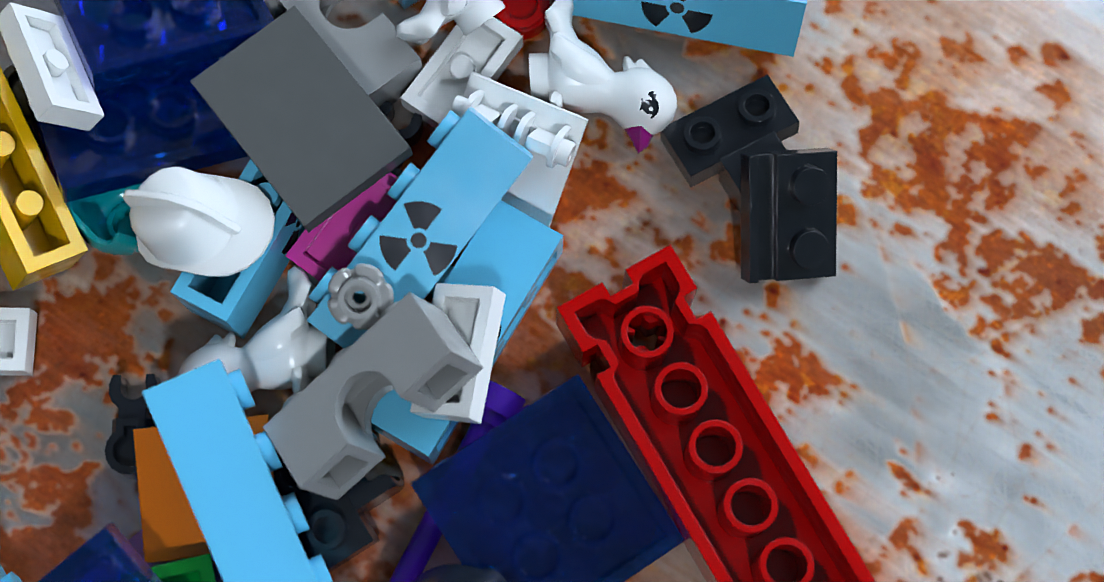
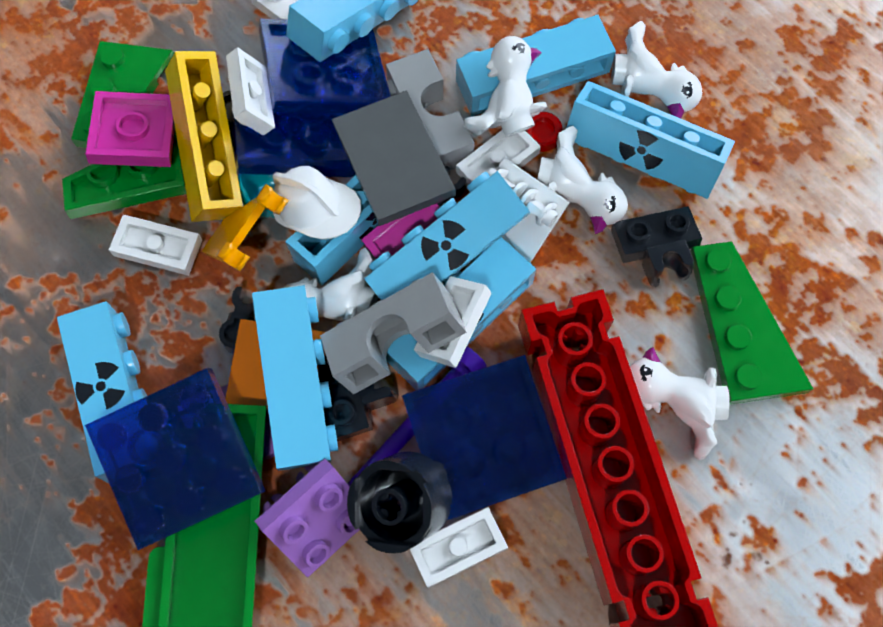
camera: 15 degrees right, 5 degrees down
(87, 286) = (236, 226): none -> light orange flag
(360, 278) = (392, 261): light grey plate -> none
(788, 214) = (682, 292): black plate -> none
(837, 371) = (691, 398): none -> white animal
(896, 254) = (744, 335): none -> green wing

